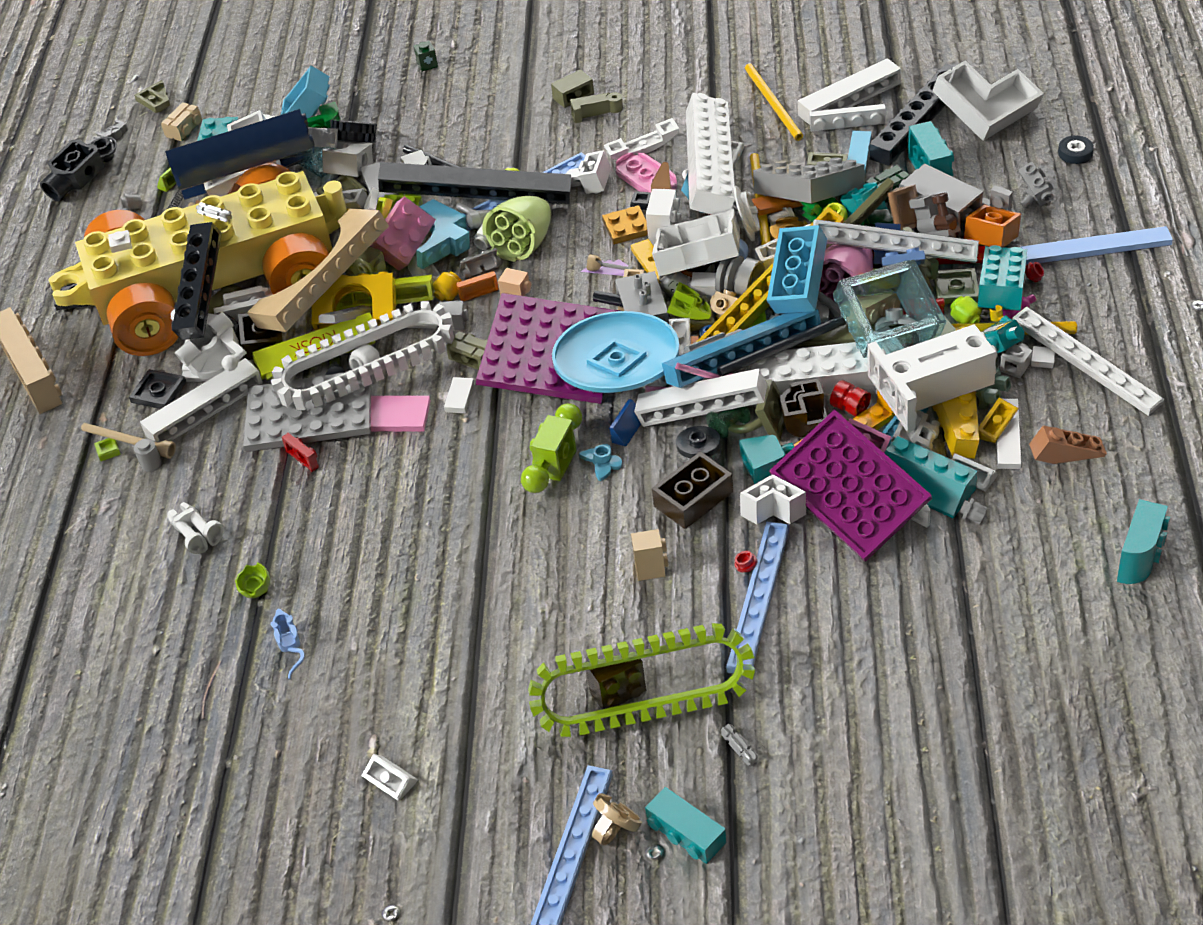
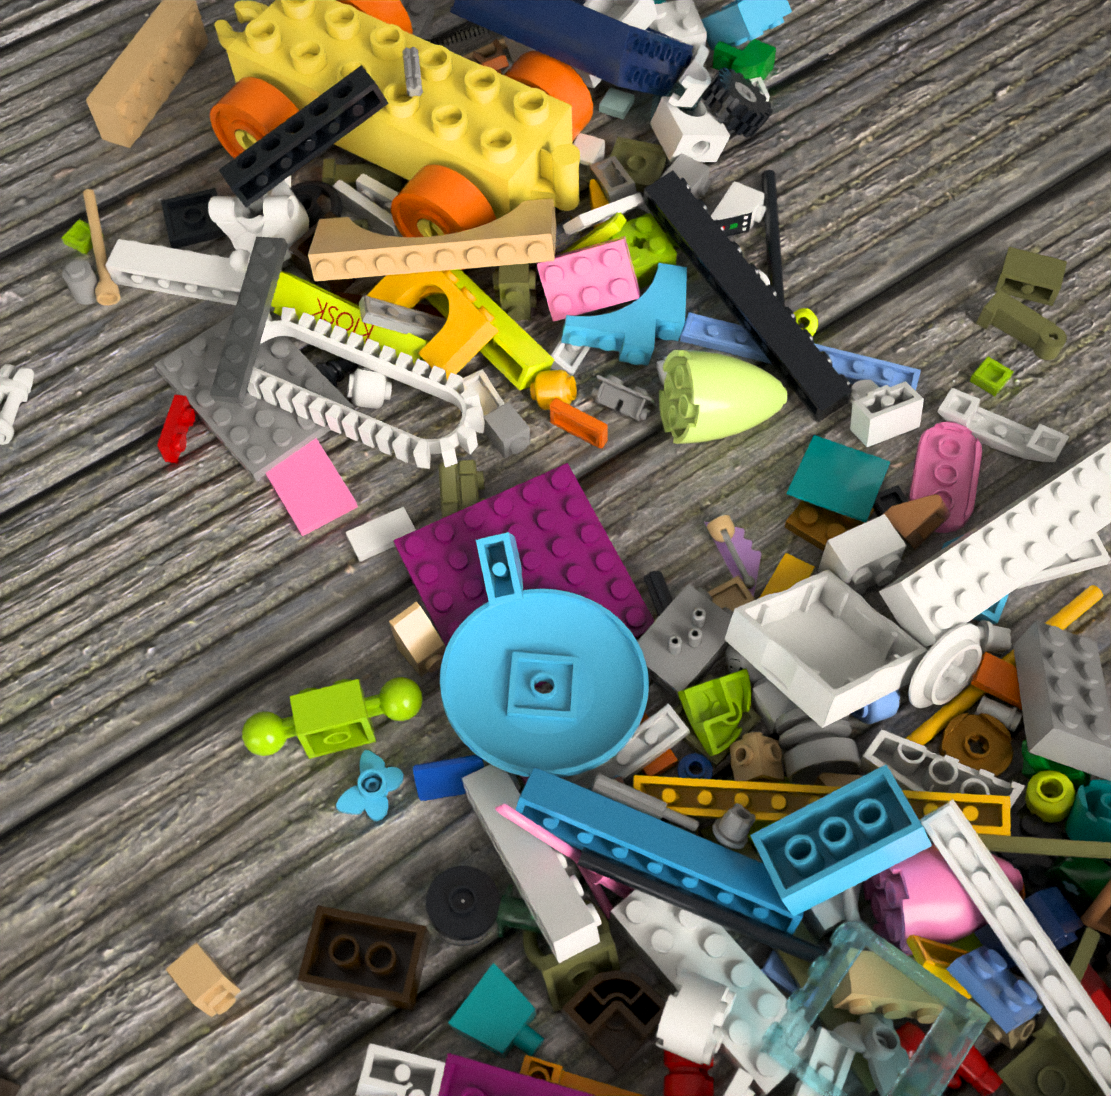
camera: 50 degrees right, 15 degrees up
(120, 241) = (302, 20): white plate -> none
(278, 371) = (249, 320): none -> dark grey plate
(425, 56) = (944, 78): dark green brick -> none
(474, 218) = (698, 337): light grey piece -> none
(514, 282) = (613, 462): light nougat brick -> none
(539, 335) = (501, 568): none -> medium azure slope
(541, 398) = (418, 639): none -> tan slope
(610, 132) = (991, 376): none -> lime tile
(610, 208) = (839, 478): none -> teal piece
(755, 314) = (733, 827): none -> light grey hose
(831, 364) = (693, 1017): none -> white brick

